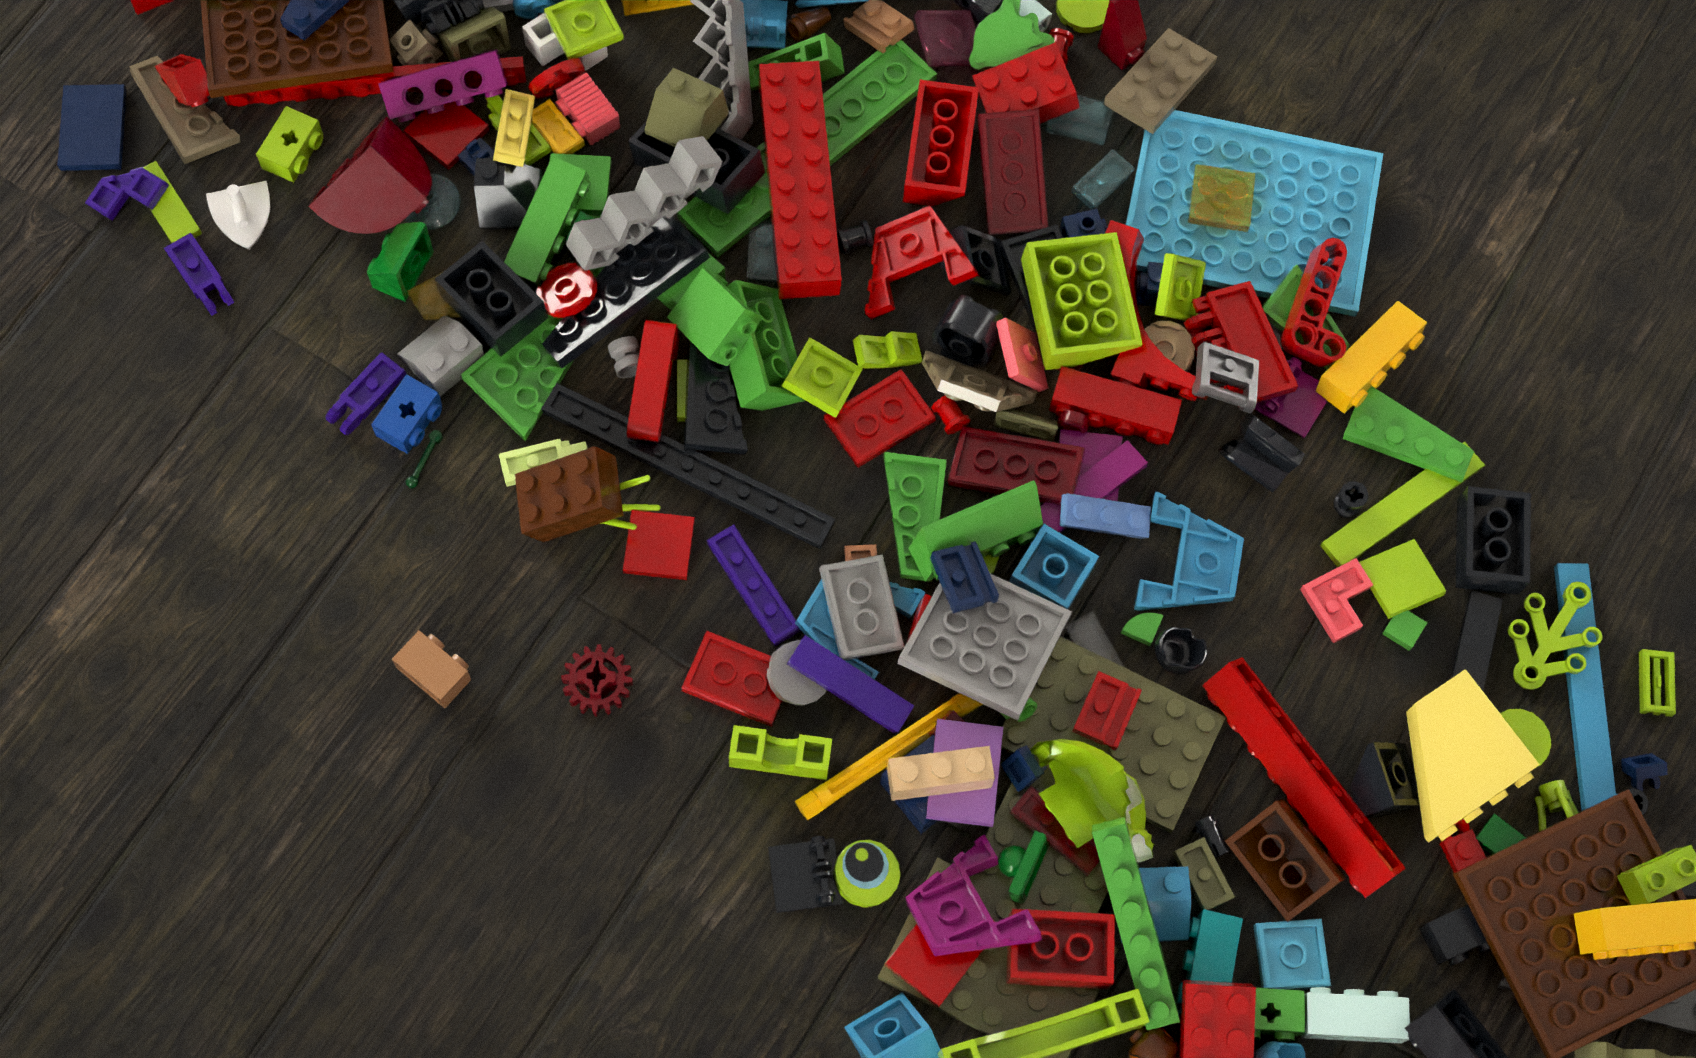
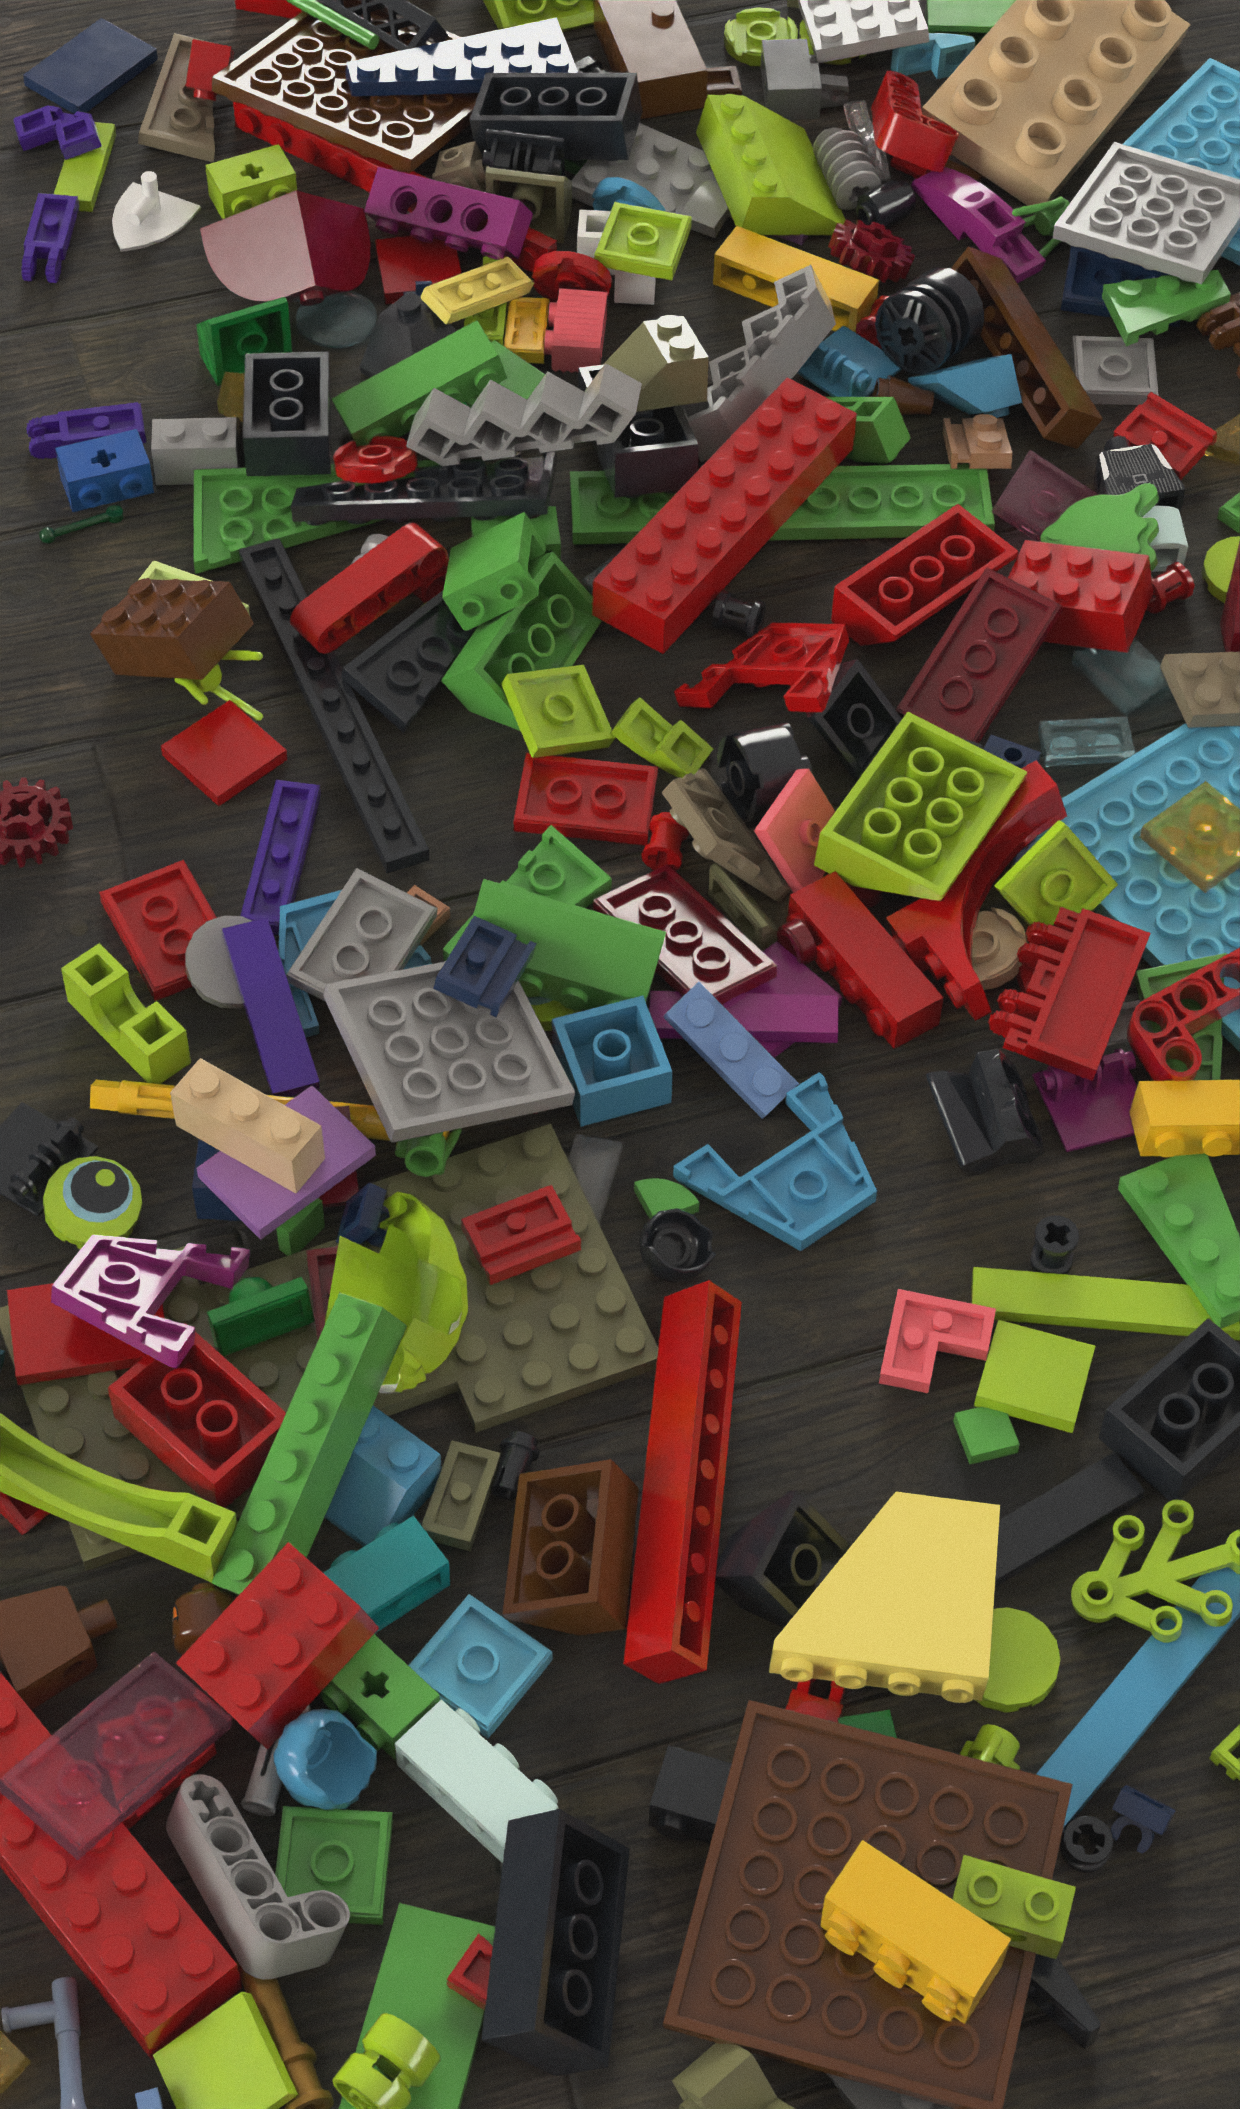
camera: 45 degrees right, 15 degrees down
(1228, 368) = (1016, 981): flat silver plate -> none

